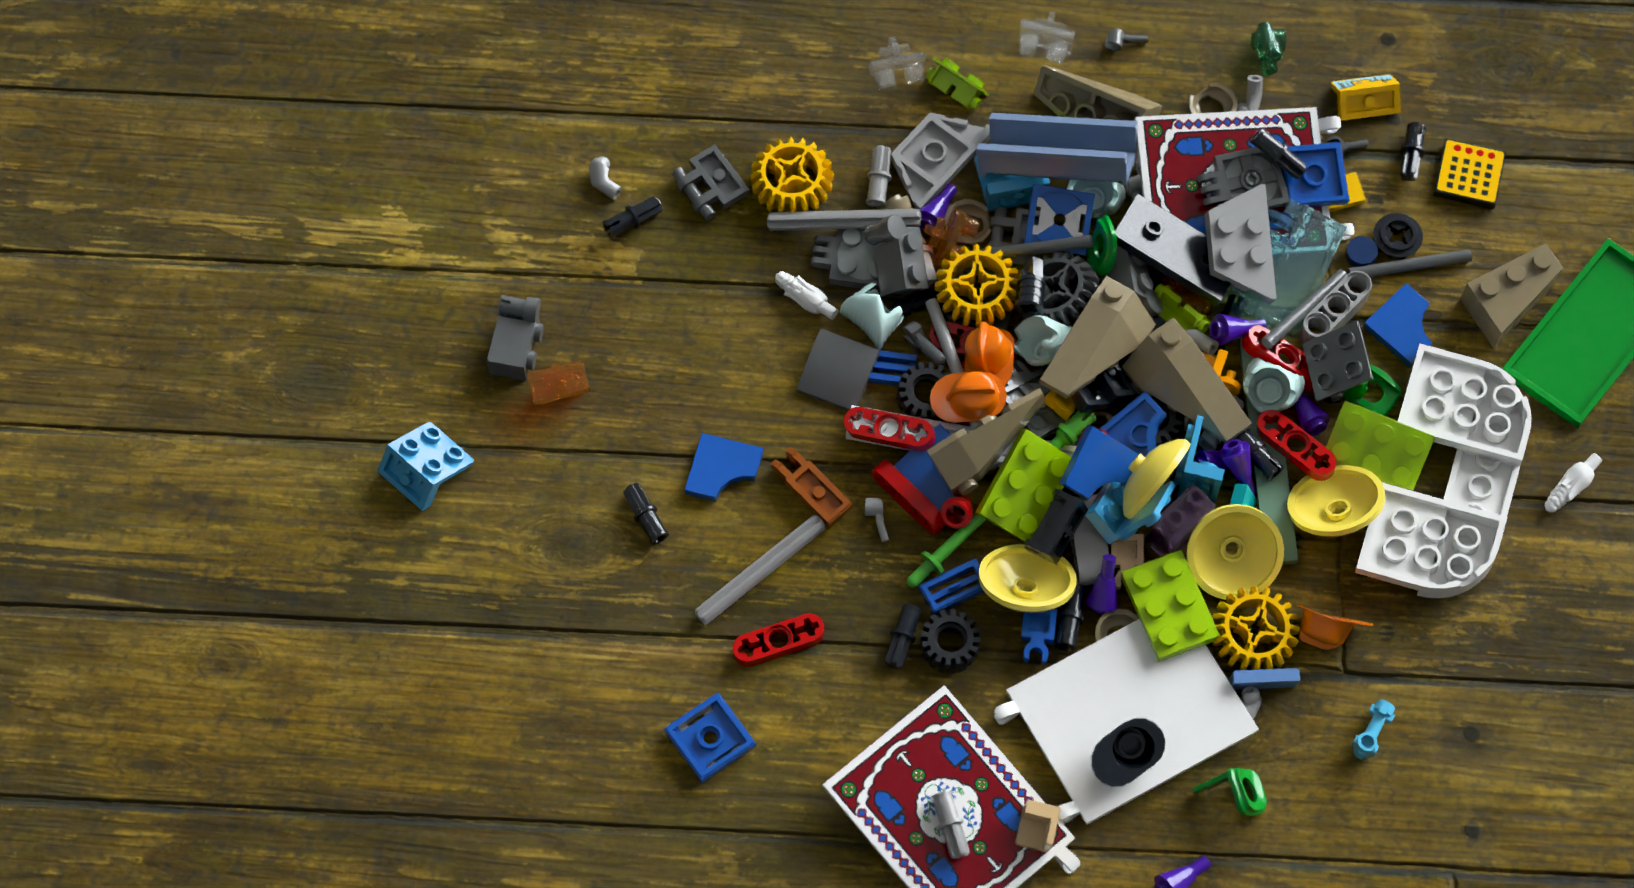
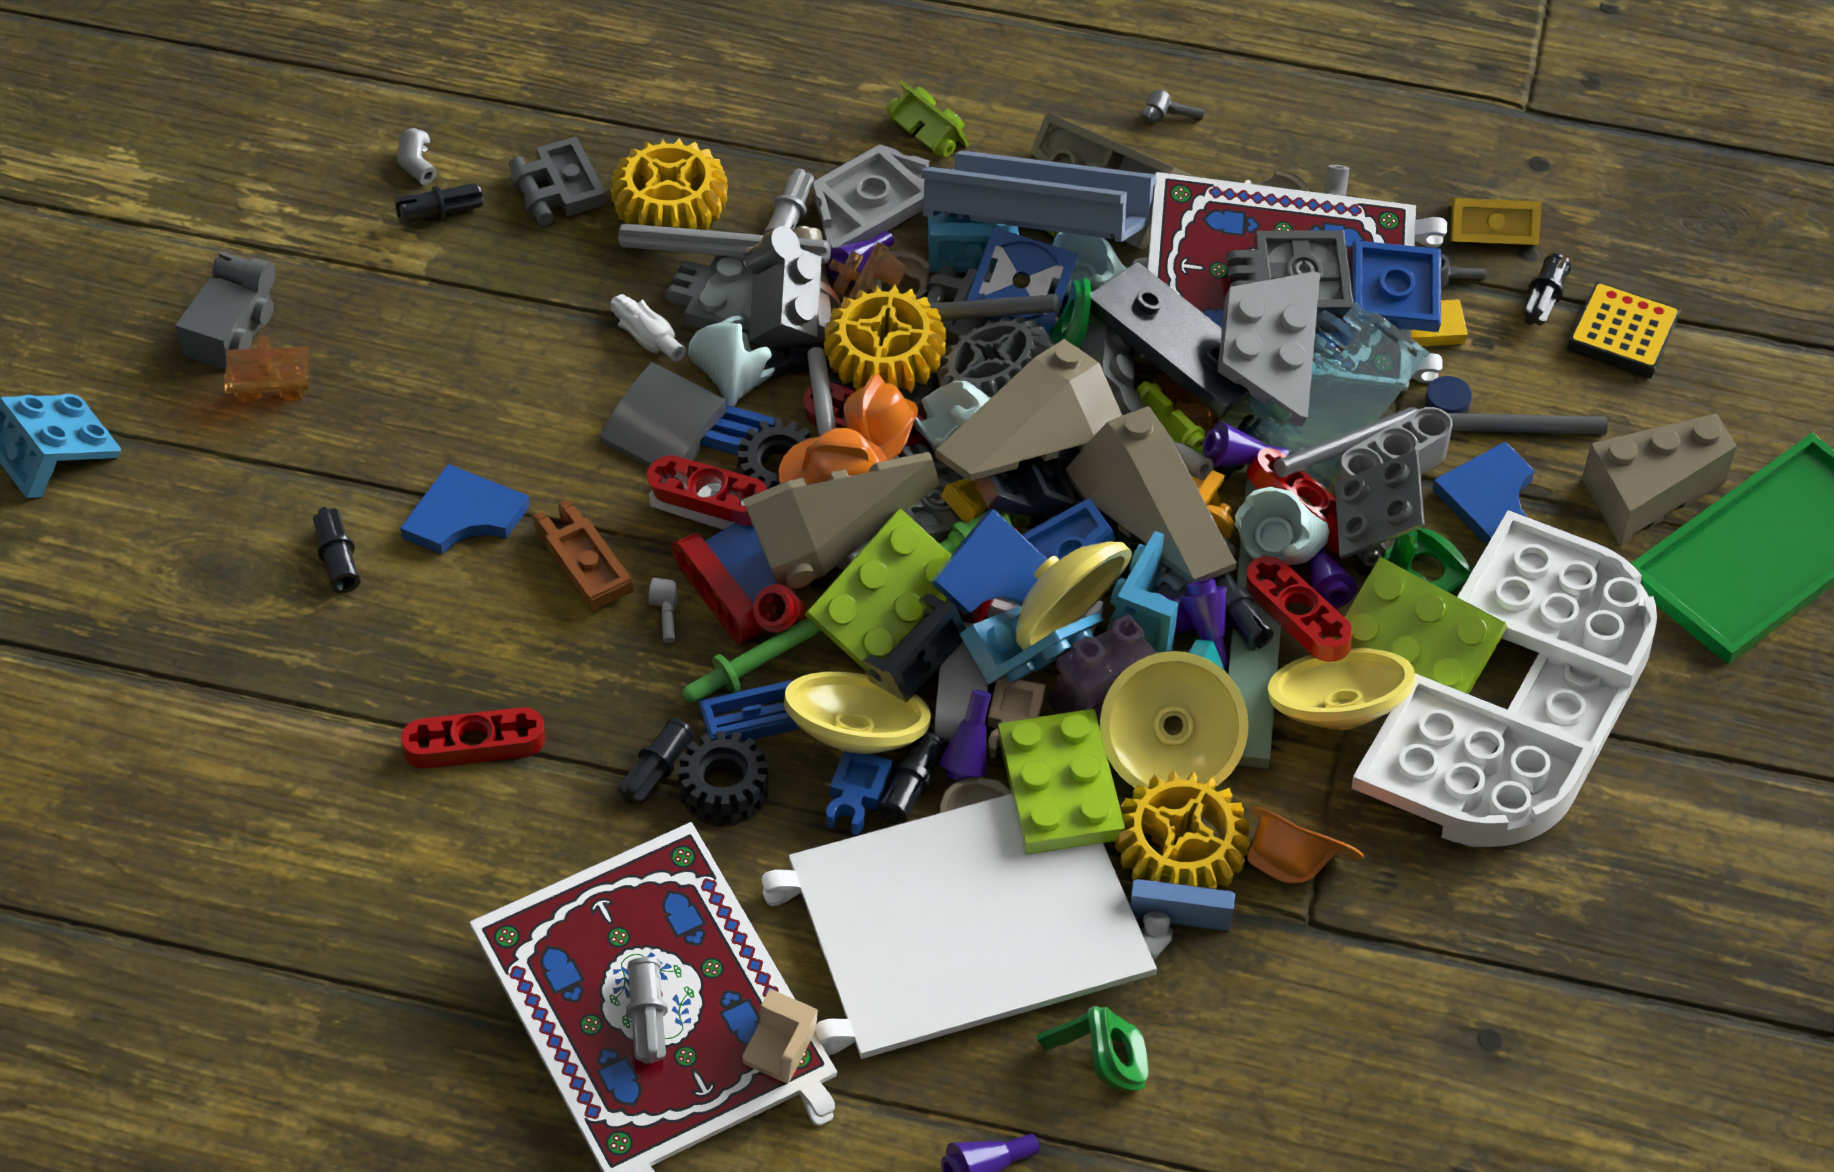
camera: 10 degrees right, 15 degrees down
(719, 721) = (323, 874): blue piece -> none
(759, 569) = (475, 645): light grey axle -> none
(910, 63) = (851, 83): clear hips -> none
(918, 343) = (787, 403): dark grey bar -> none
(1030, 288) = (955, 349): black hinge -> none
(1047, 35) = (1062, 85): clear hips -> none
(1127, 752) = (942, 953): black piece -> none
(1270, 46) = (1368, 139): clear green plate -> none
(1278, 153) = (1346, 239): black axle -> none
(1366, 743) = (1319, 1015): medium azure bar -> none
(1398, 224) = (1508, 373): black gear -> none
(1572, 483) = (1709, 726): white piece -> none

